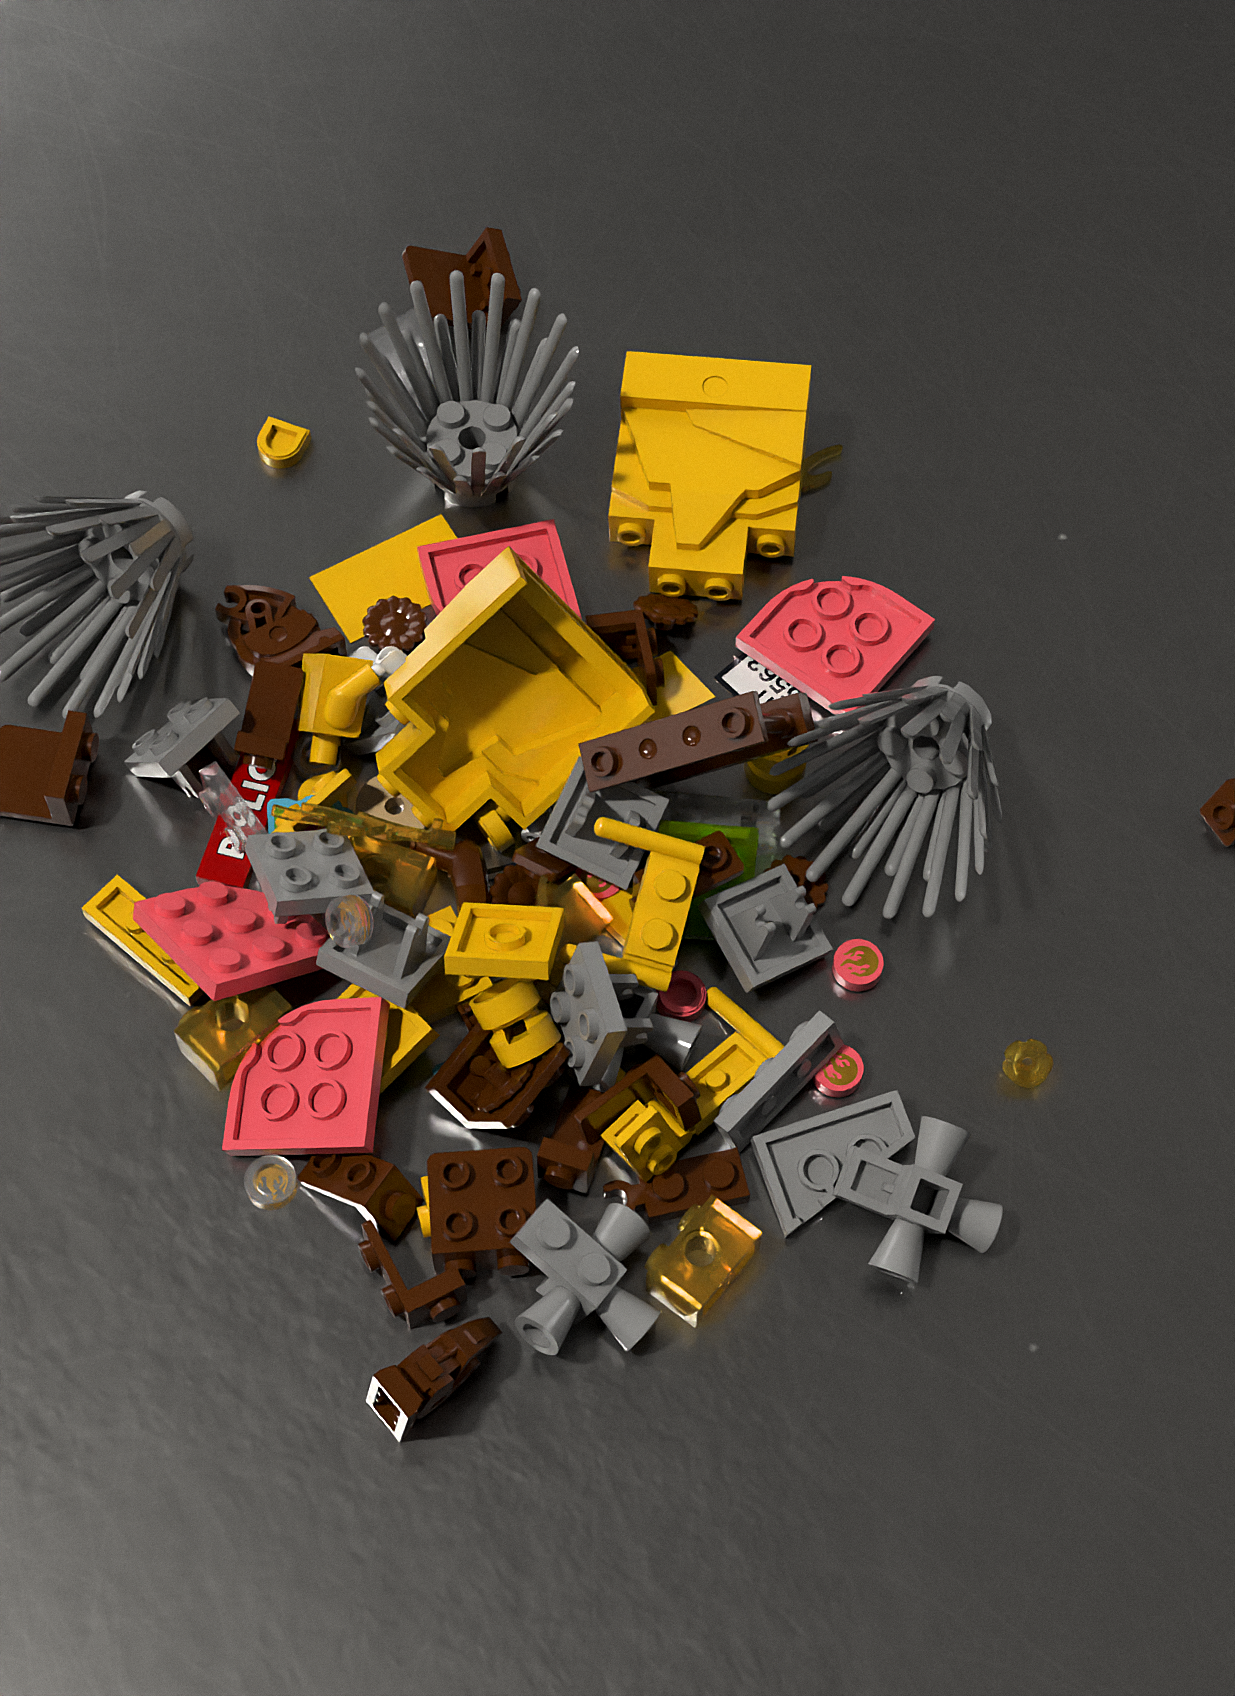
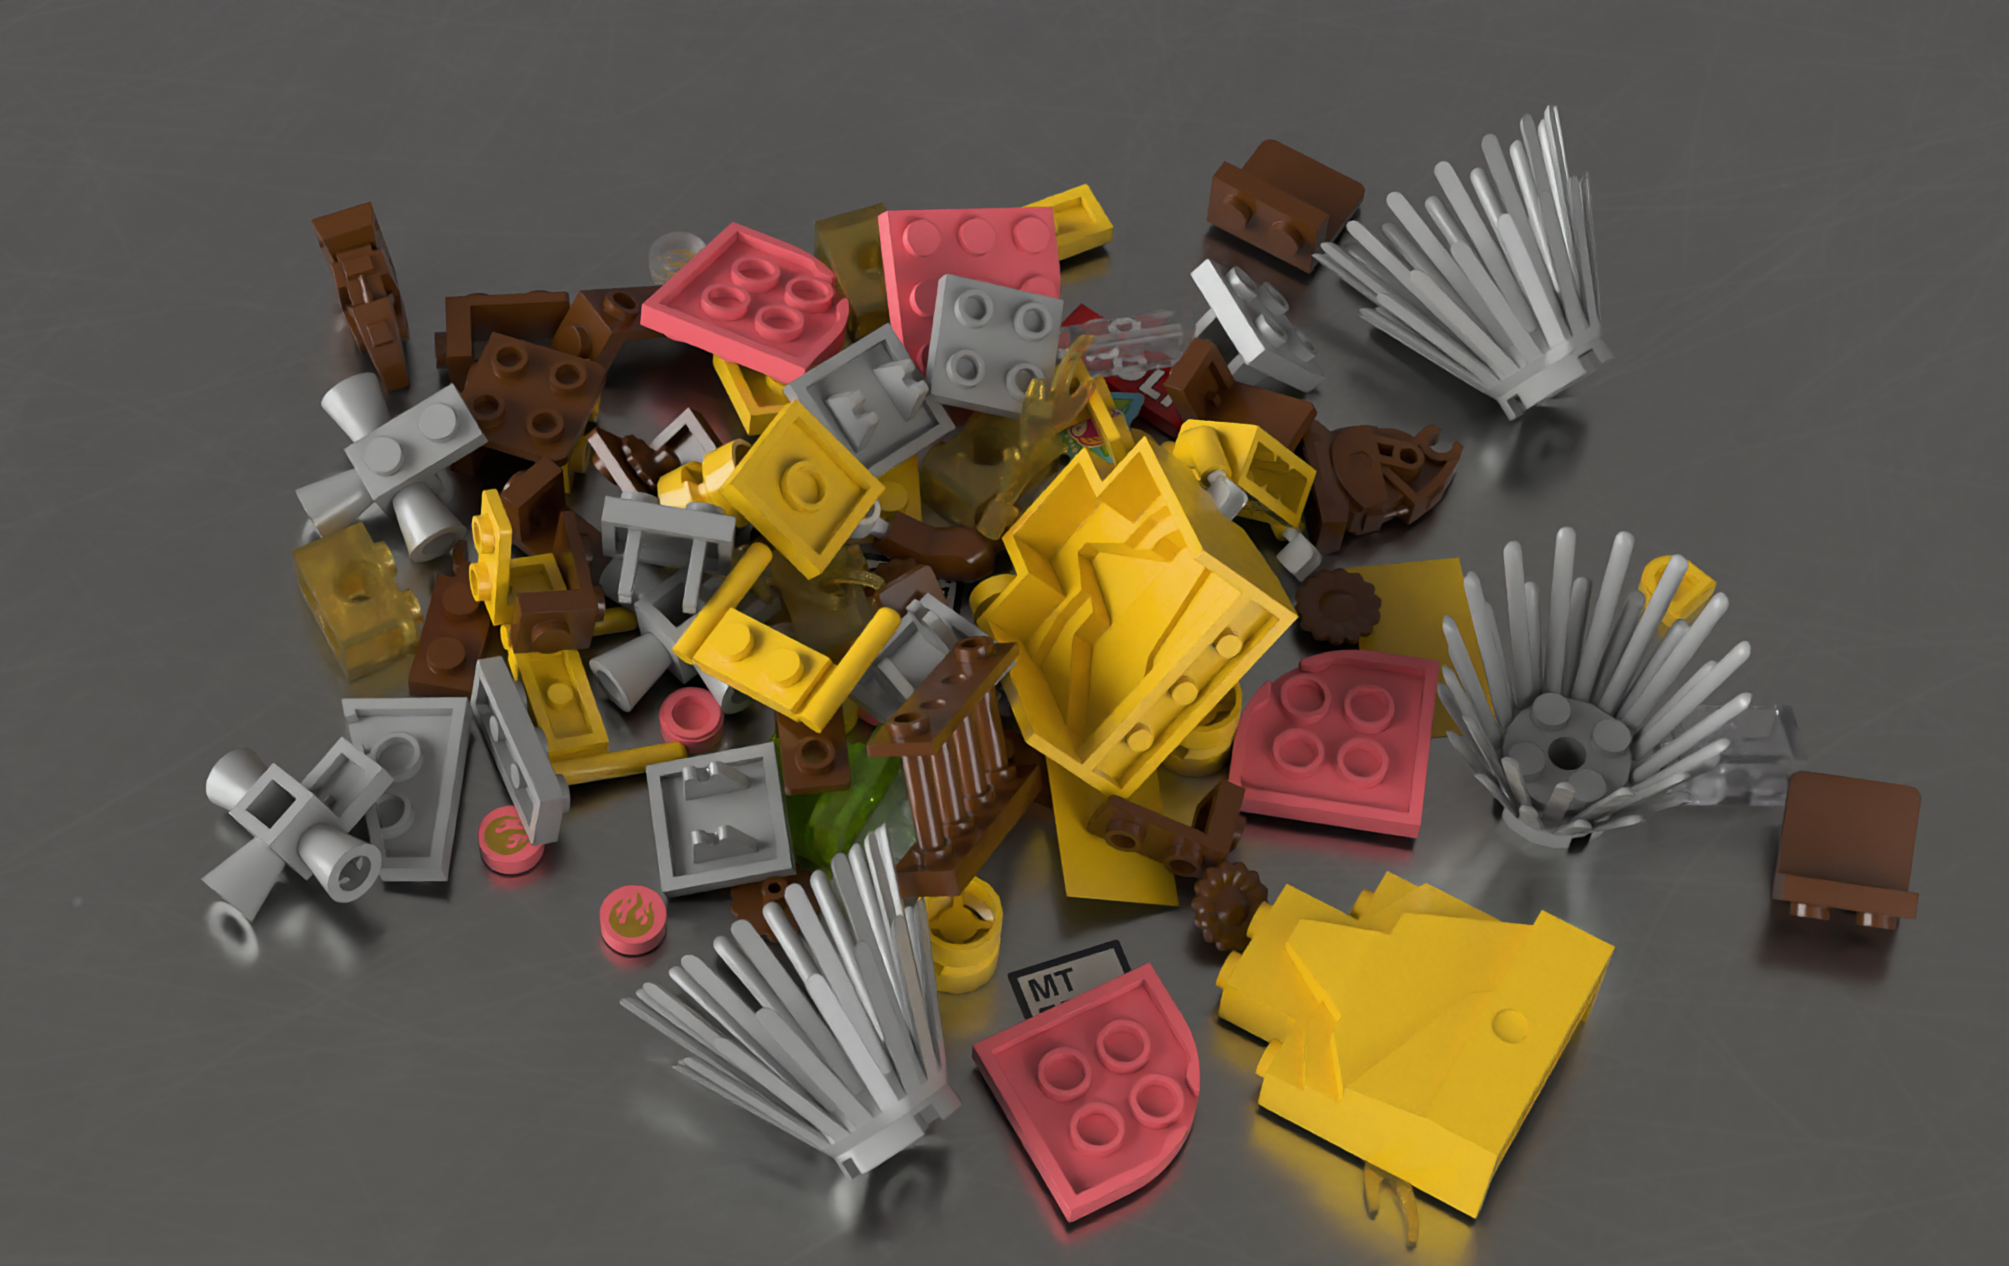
camera: 110 degrees right, 5 degrees down
(349, 921) = (900, 347): clear tile -> none
(1030, 1074) = (403, 1036): clear yellow plate -> none

